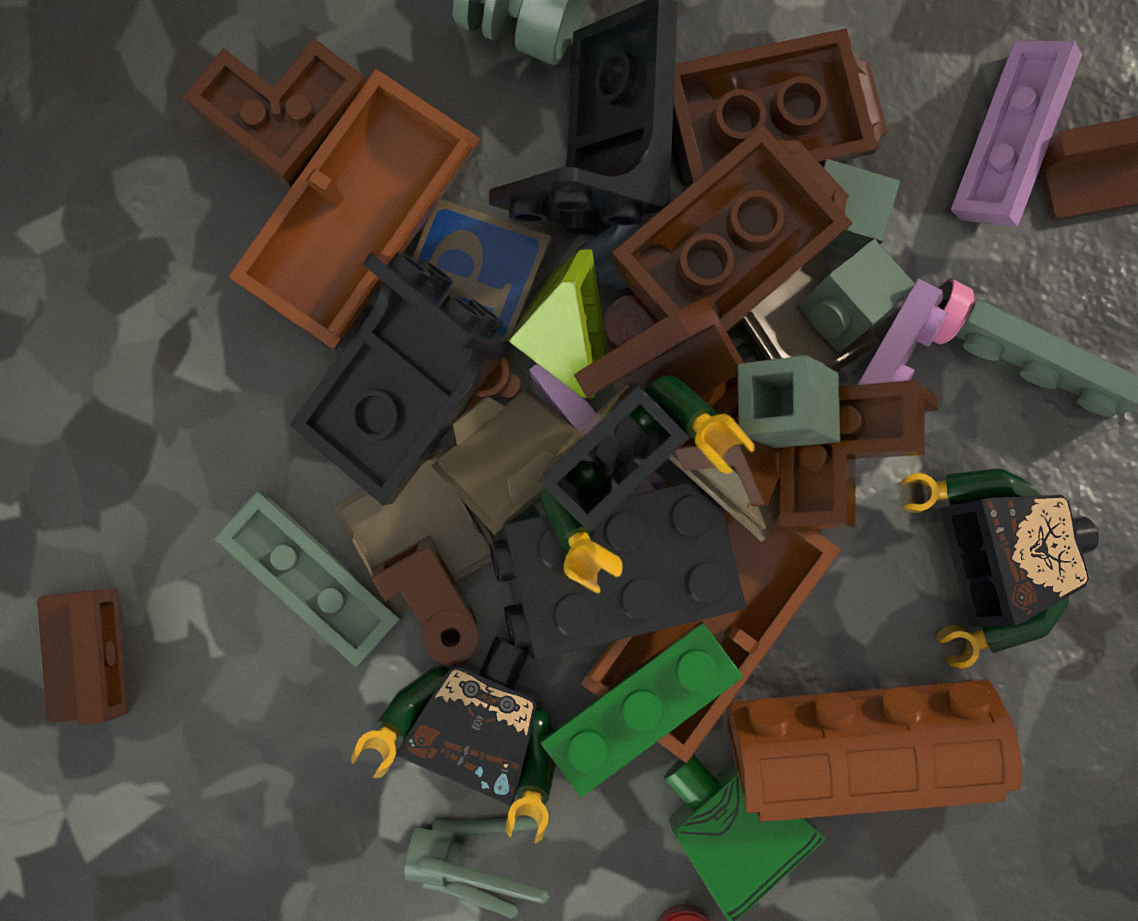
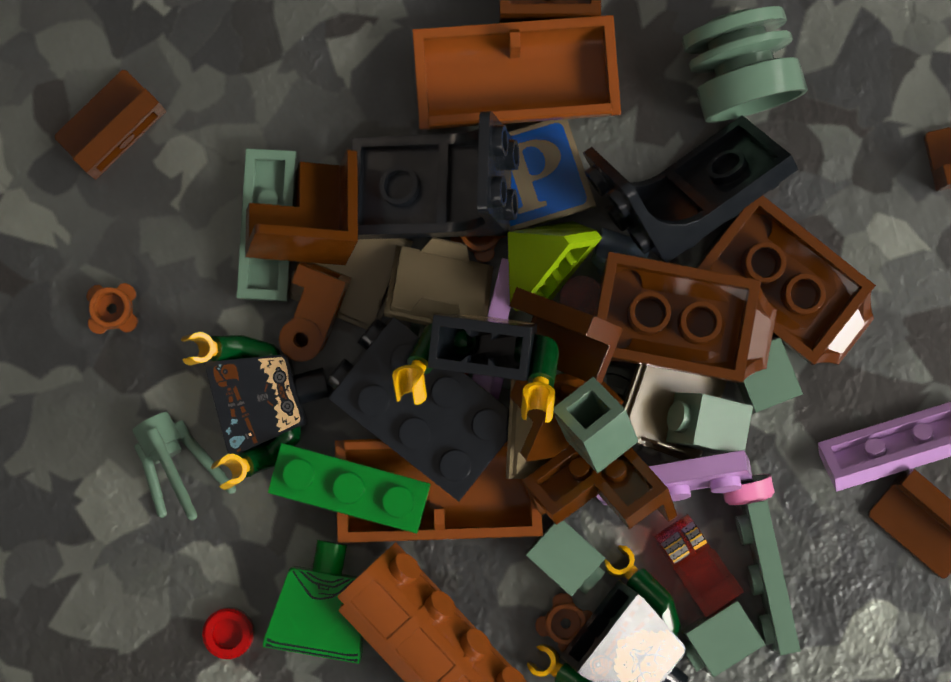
camera: 50 degrees right, 0 degrees up
(256, 816) = (99, 301): none -> dark orange plate
(350, 525) = (321, 224): none -> reddish brown panel
(880, 545) = (567, 558): none -> sand green brick
(920, 586) = (551, 623): none -> dark orange plate
(991, 421) = (697, 566): none -> clear red leg
(1074, 452) = (721, 639): none -> sand green brick

